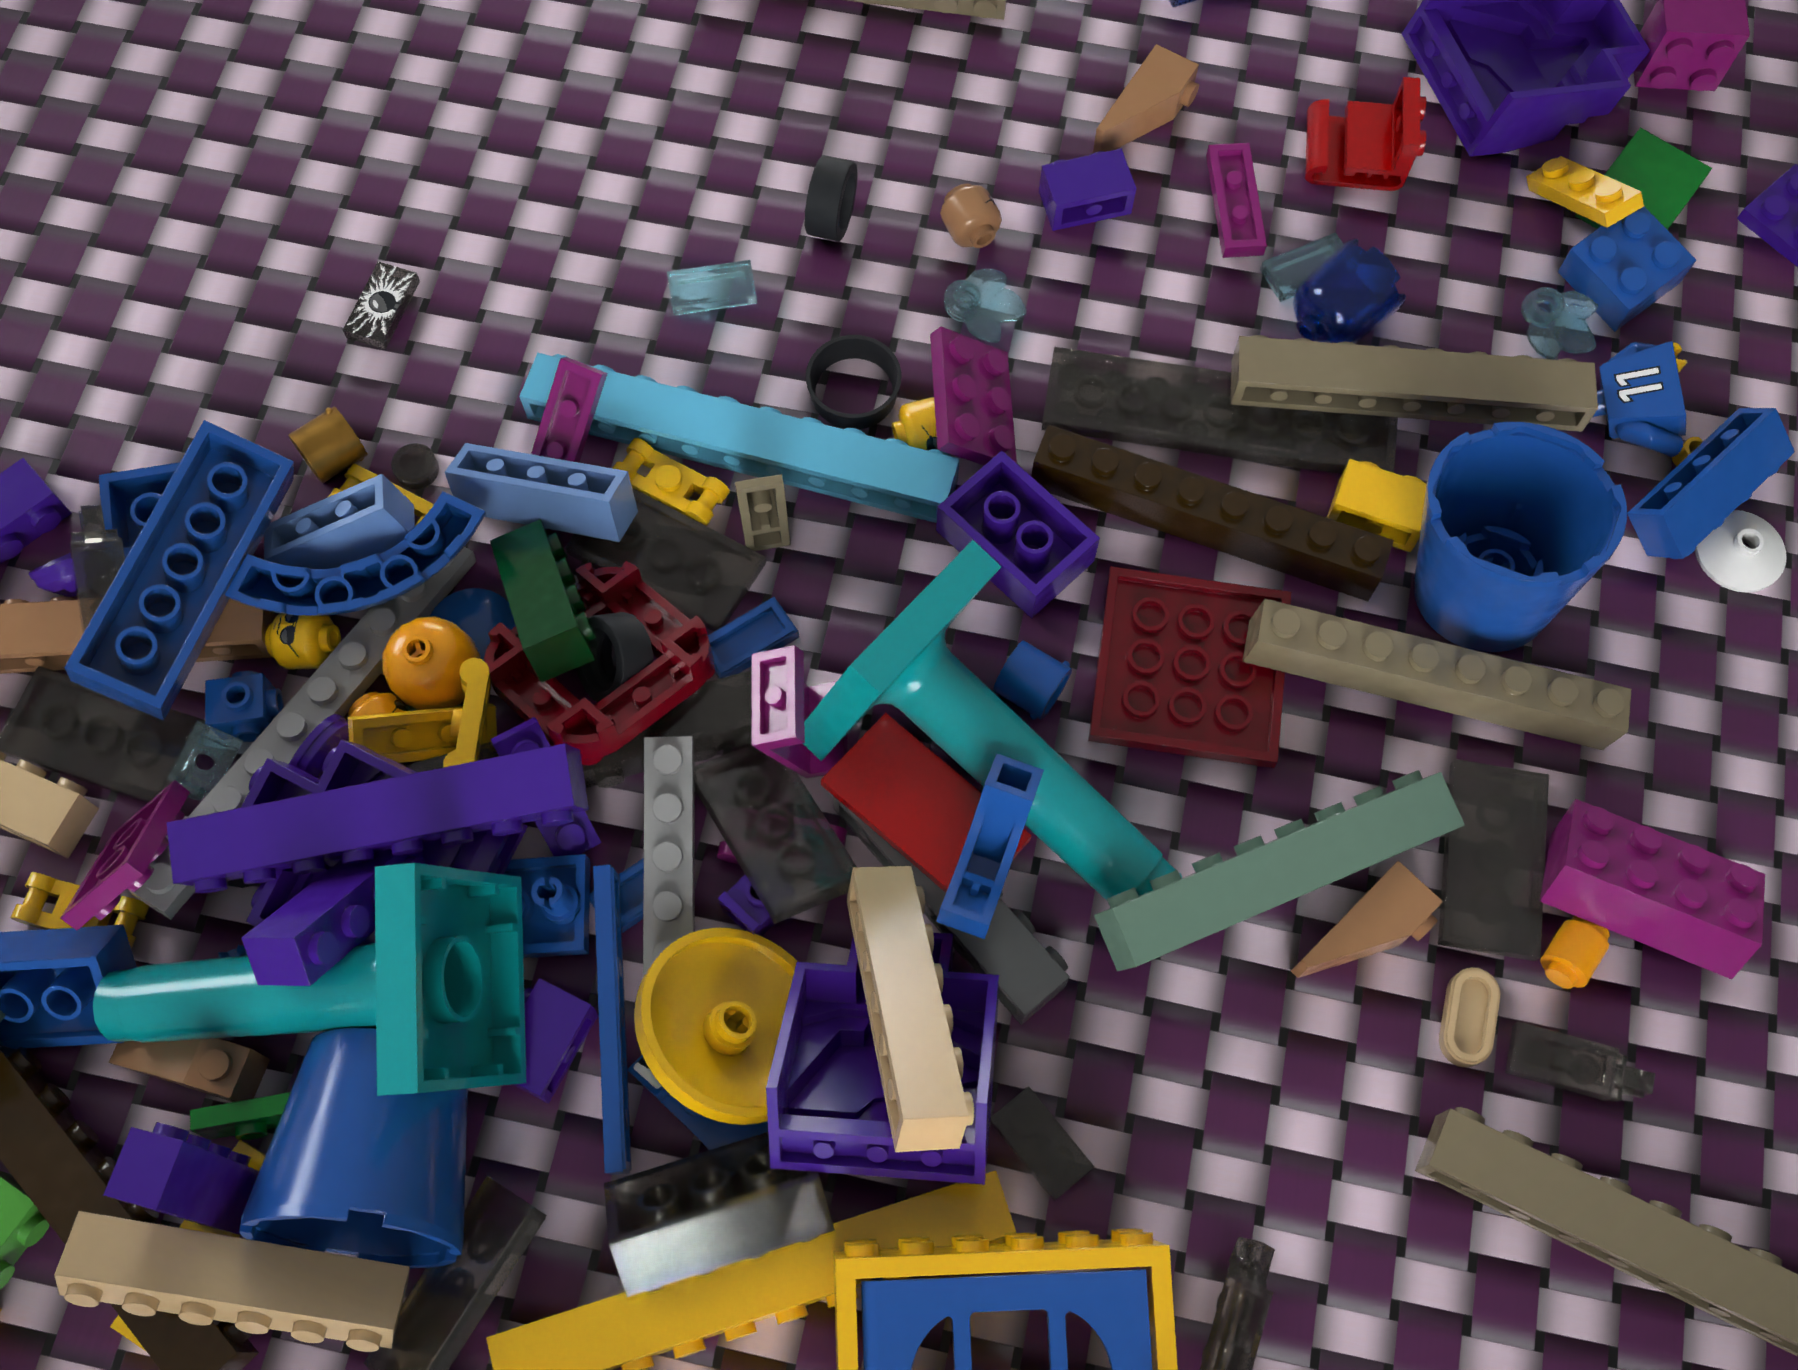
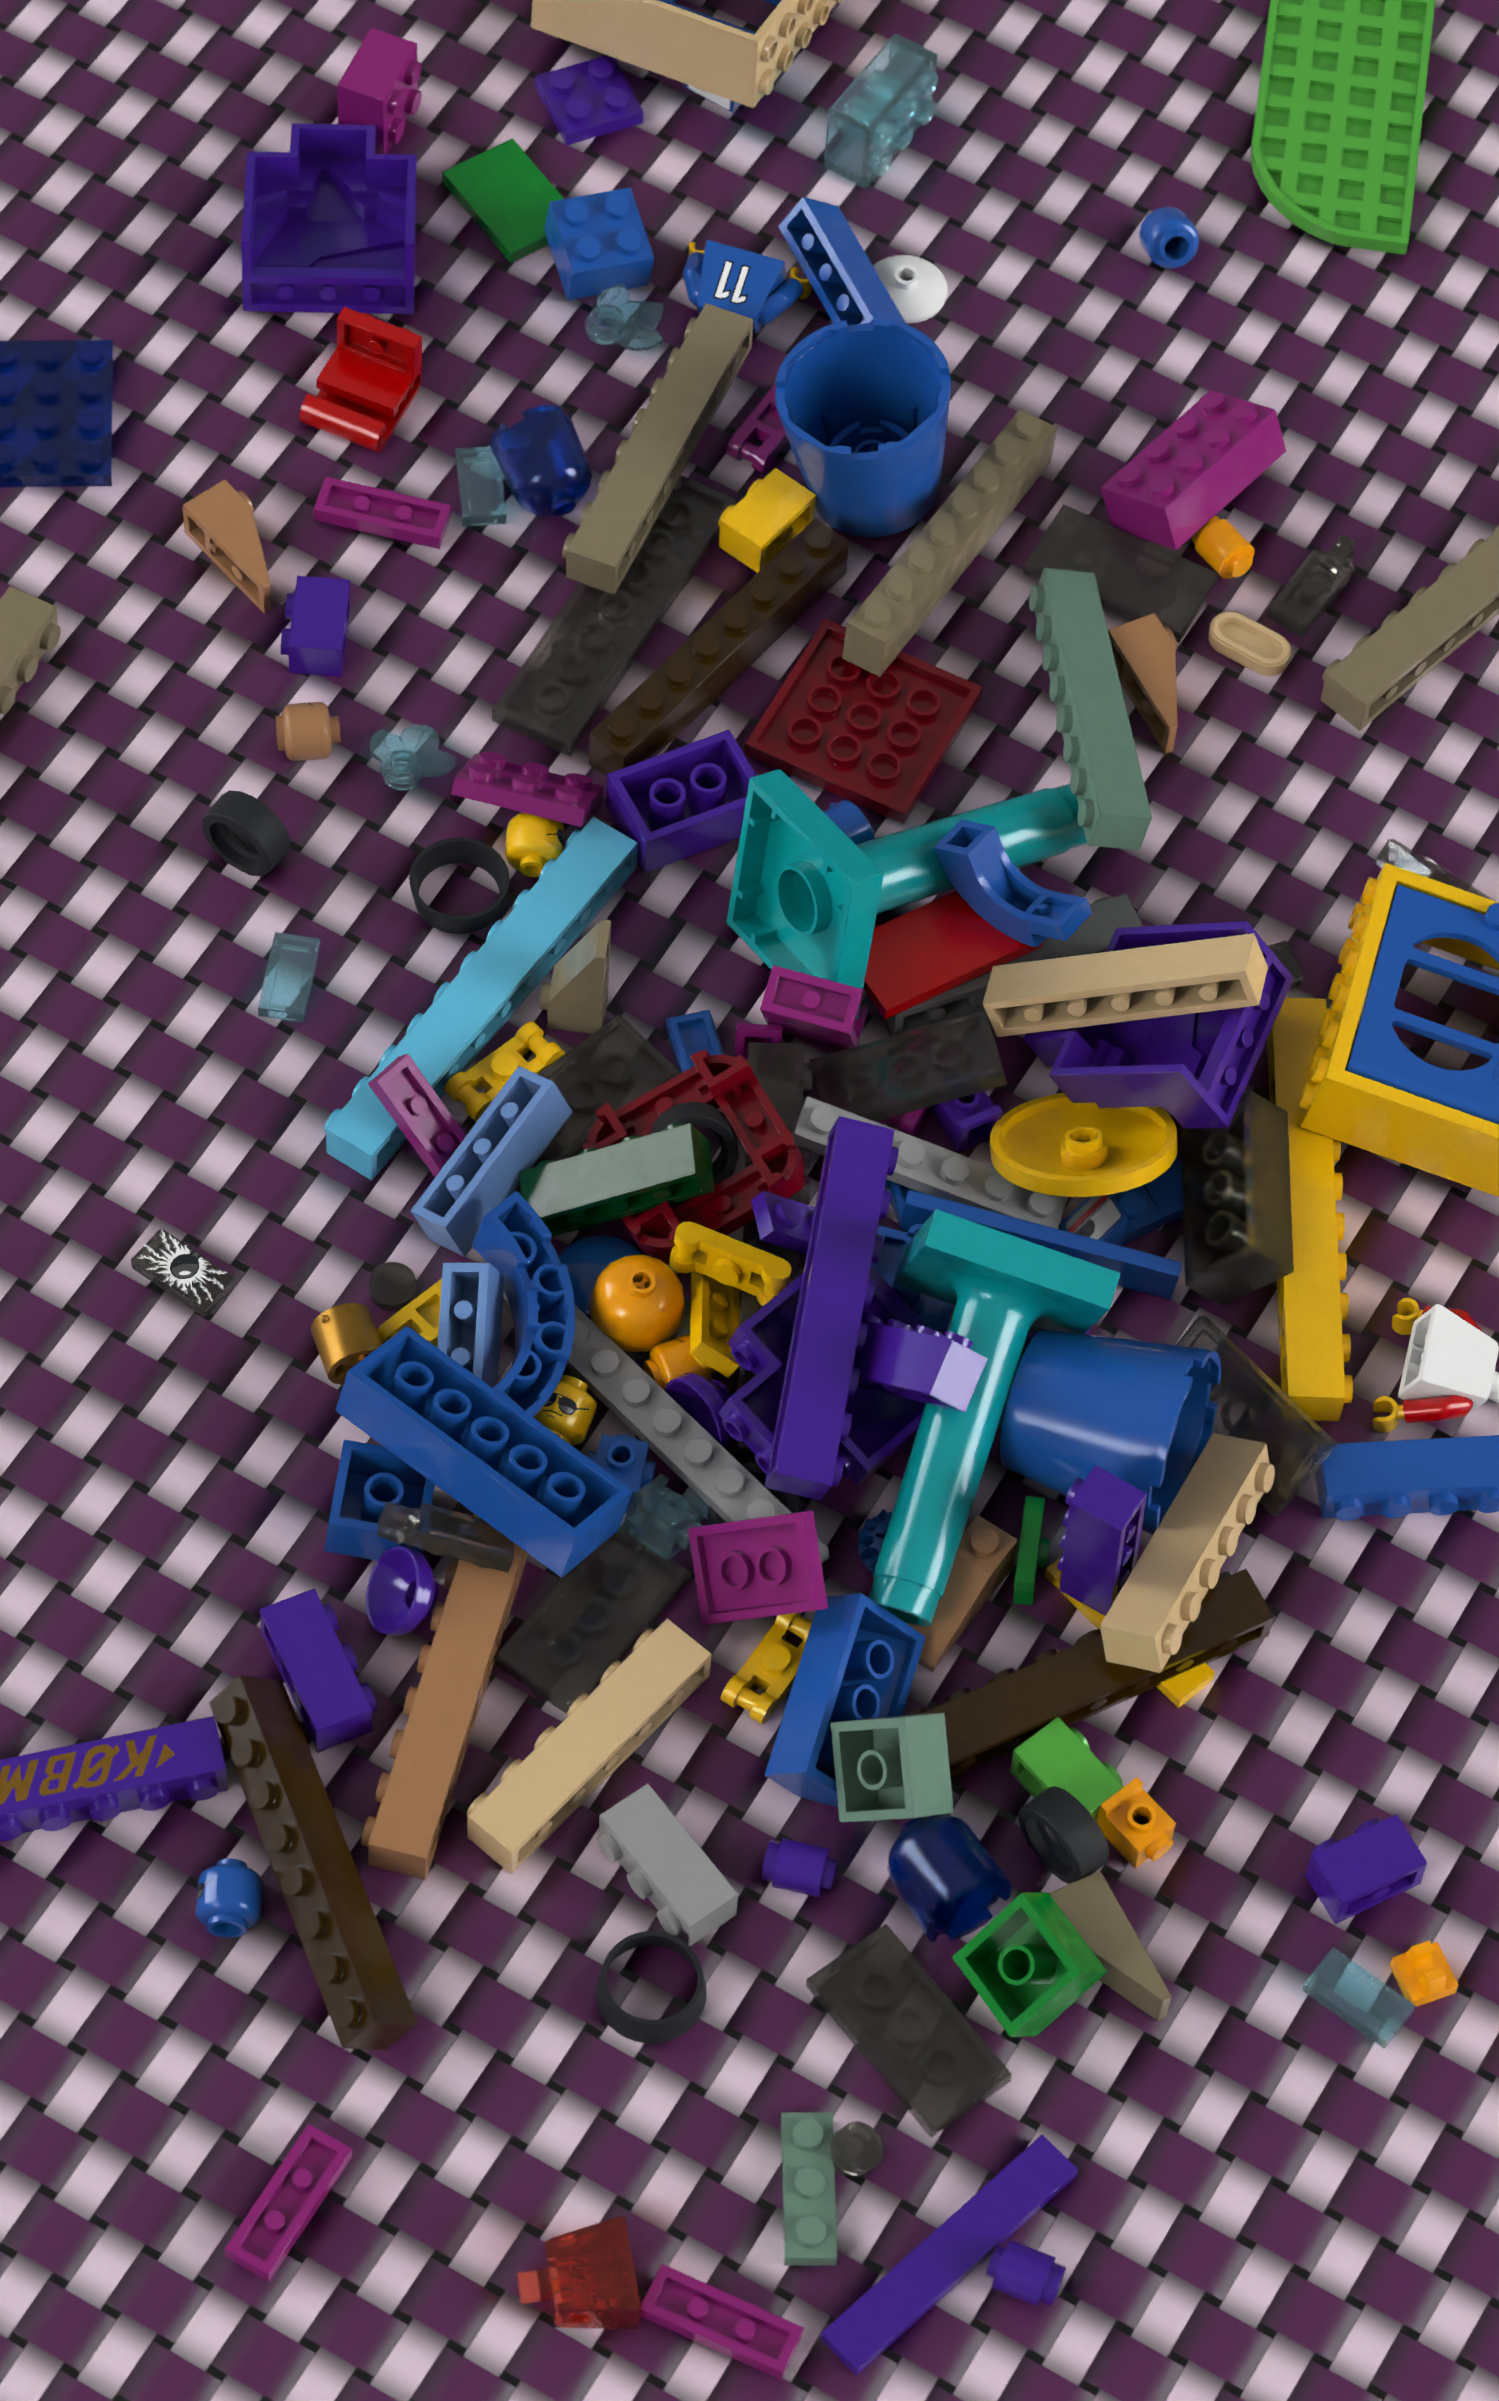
camera: 75 degrees left, 10 degrees down
(1584, 191) = (510, 239): yellow plate -> none

